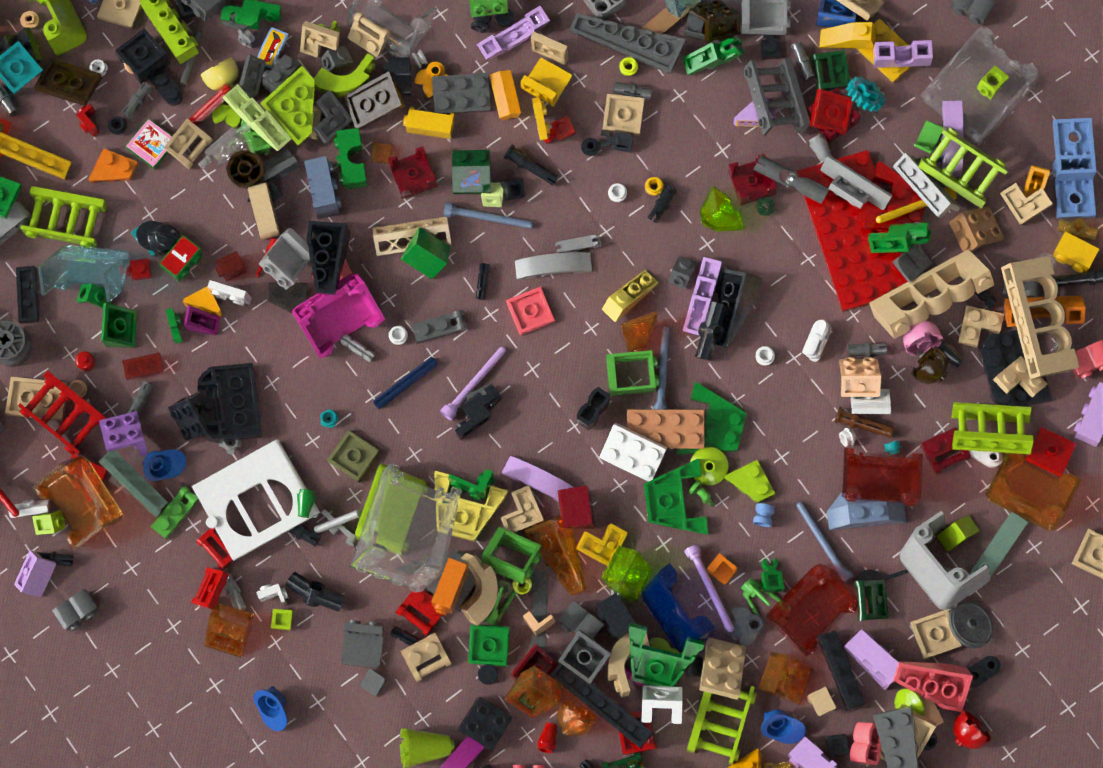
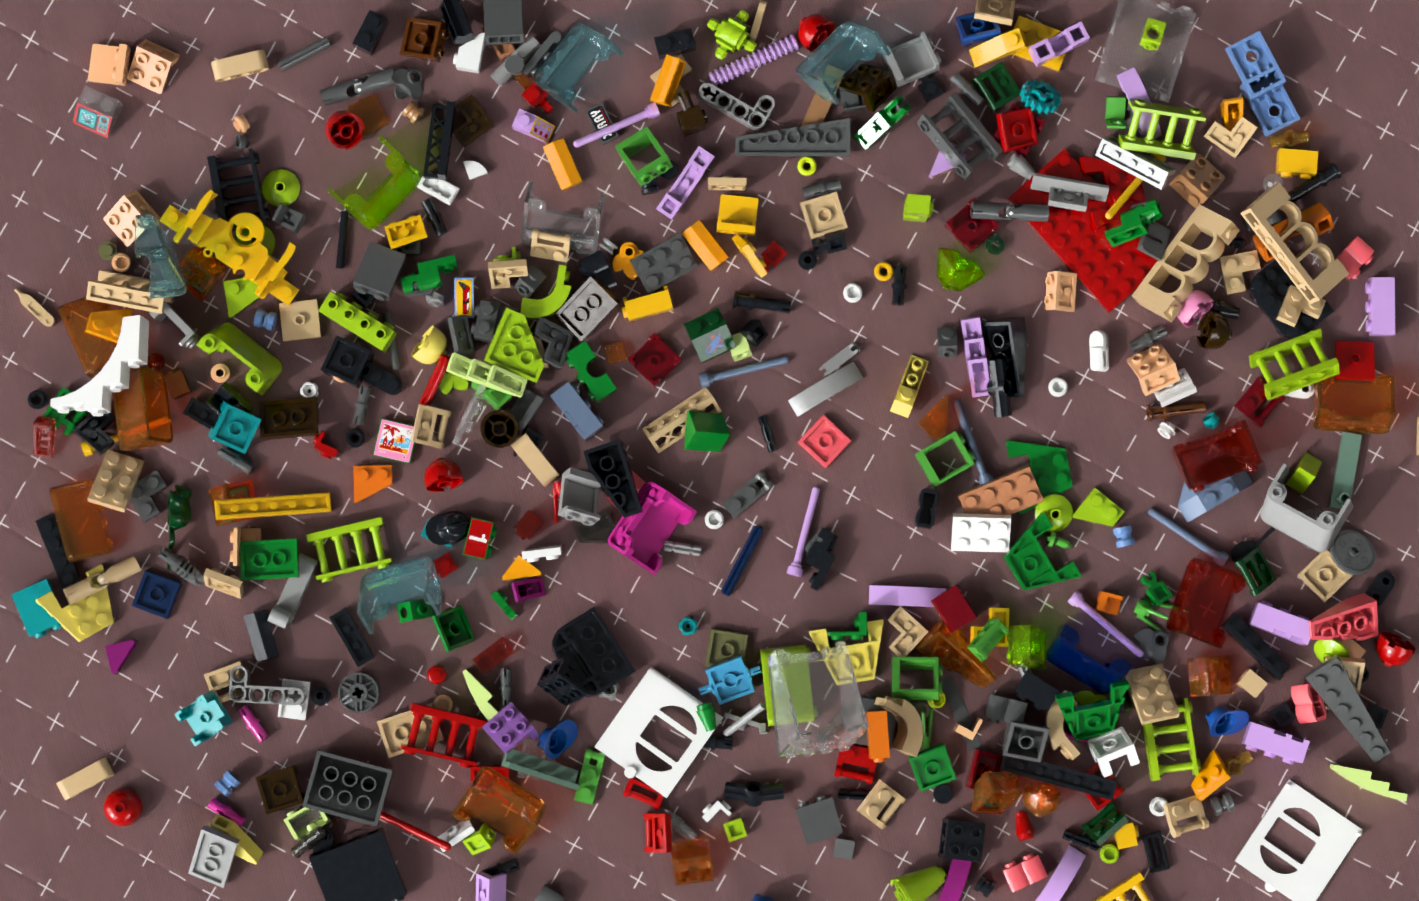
camera: 30 degrees left, 10 degrees up
(113, 393) = (480, 695): none -> yellowish green slope
(175, 189) = (442, 474): none -> red cylinder
(342, 481) = (730, 679): none -> dark azure plate
(593, 549) = (987, 639): none -> bright green hinge
(708, 139) = (917, 208): none -> lime arch
(806, 272) = (1060, 291): none -> light nougat bracket

